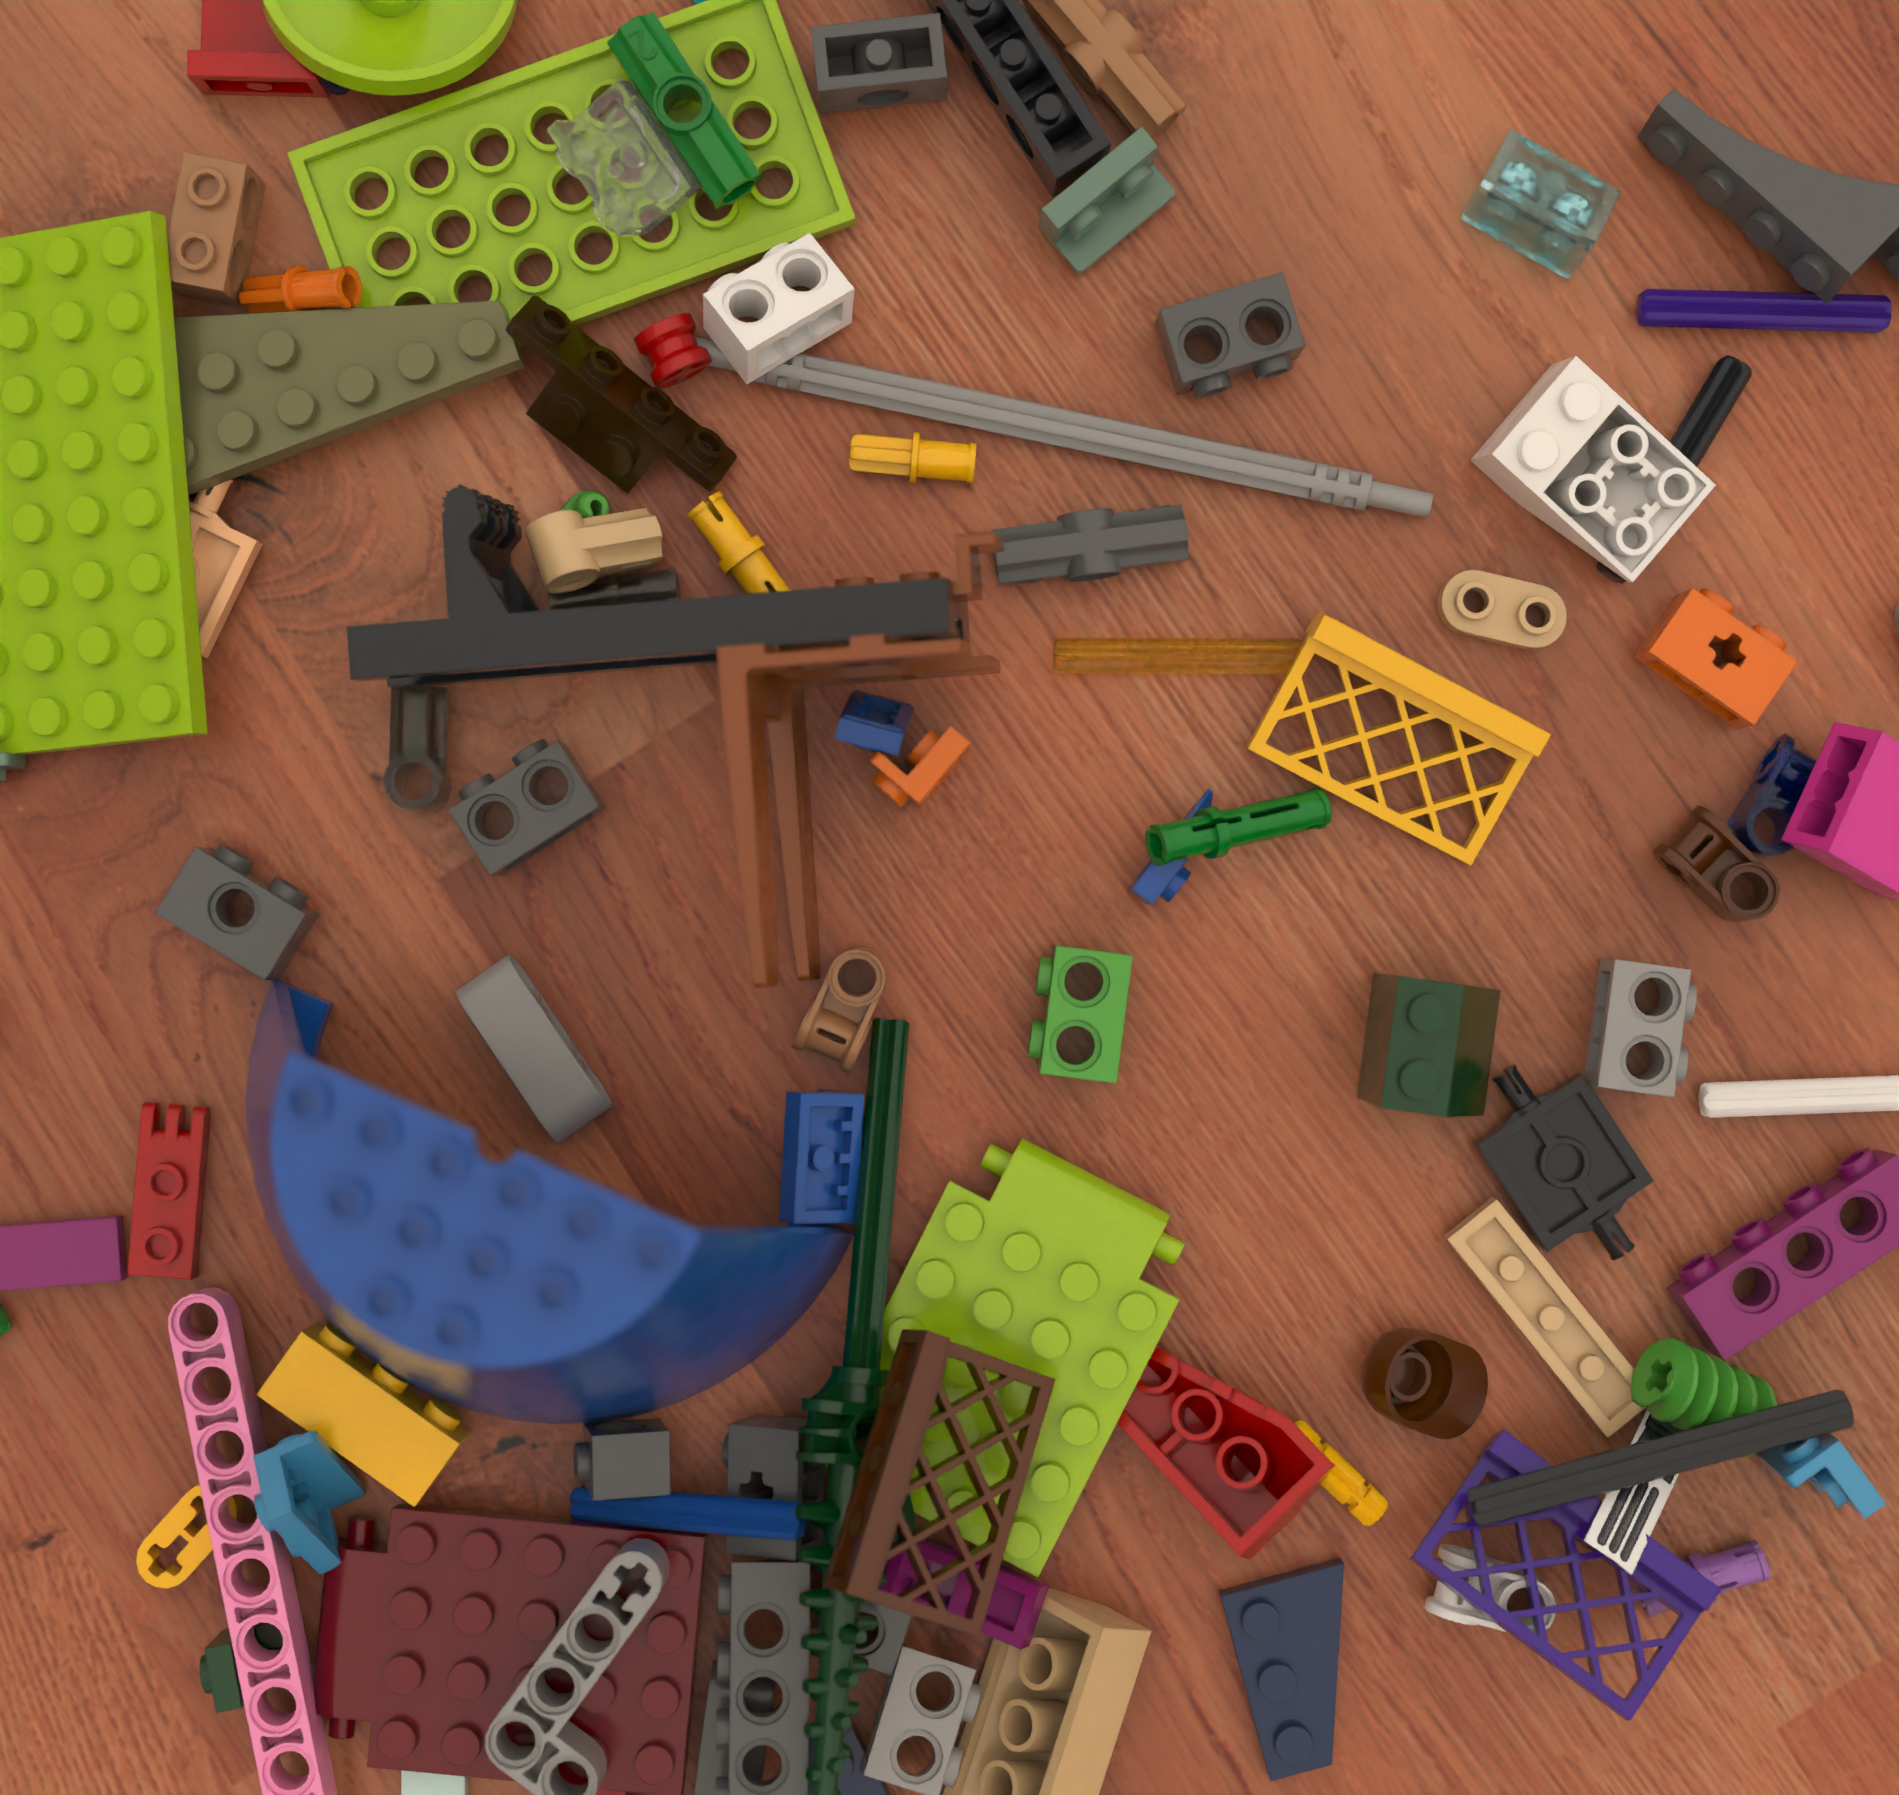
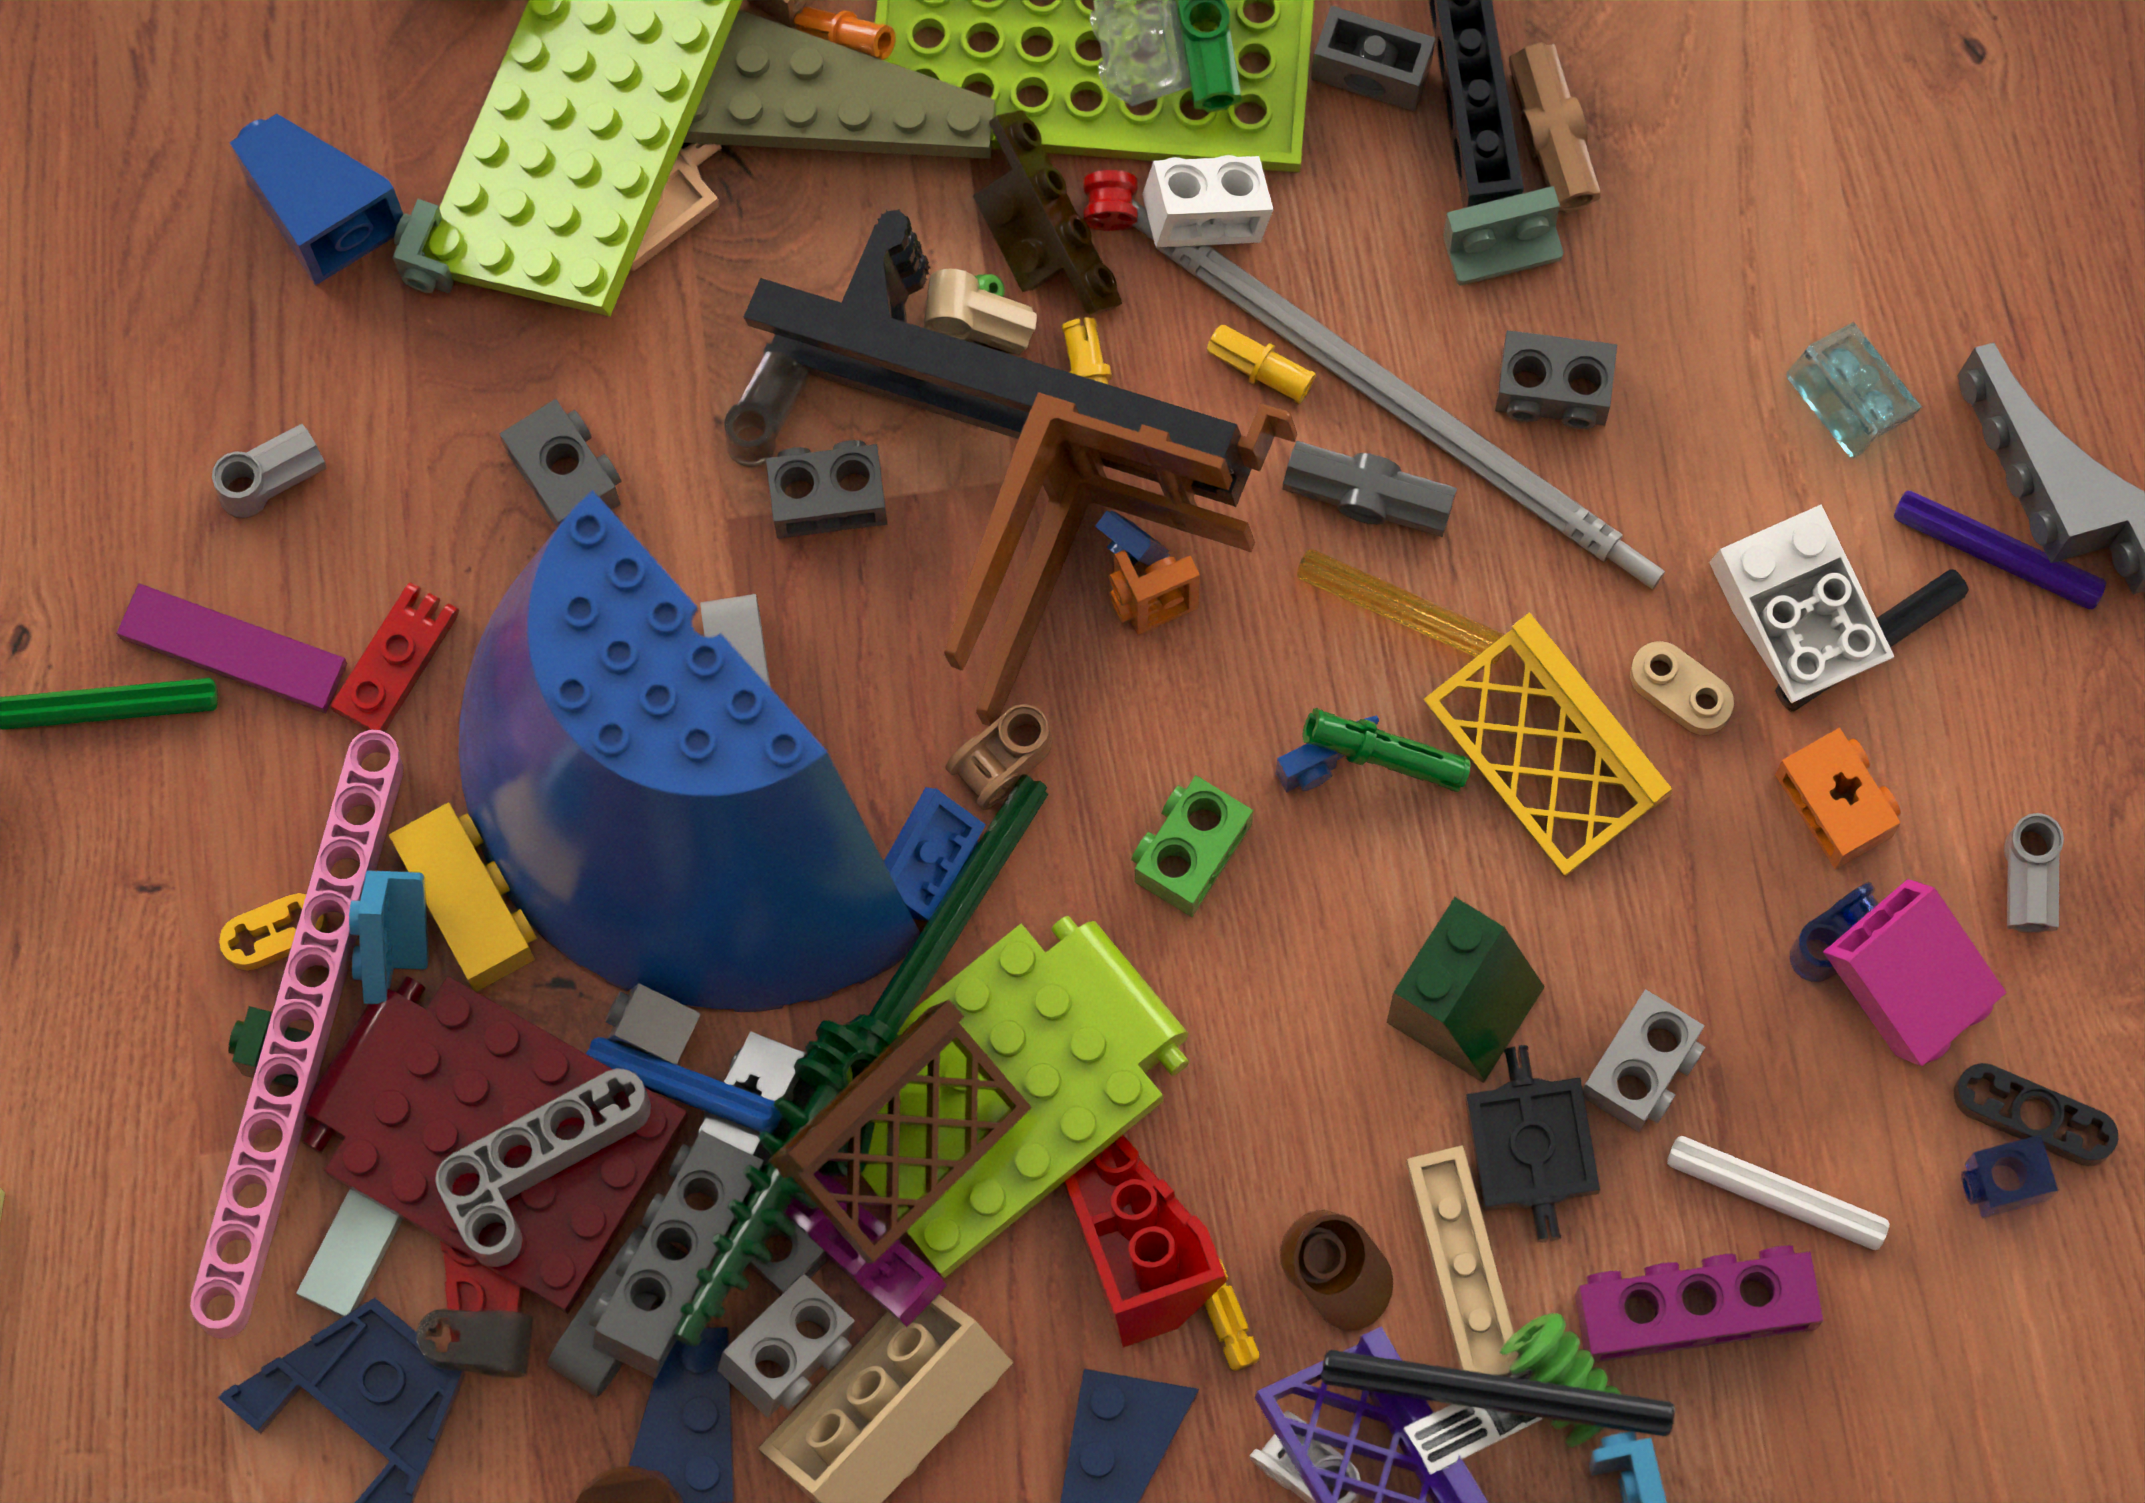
camera: 30 degrees right, 15 degrees down
(1715, 865) = (1764, 955): reddish brown piece -> none

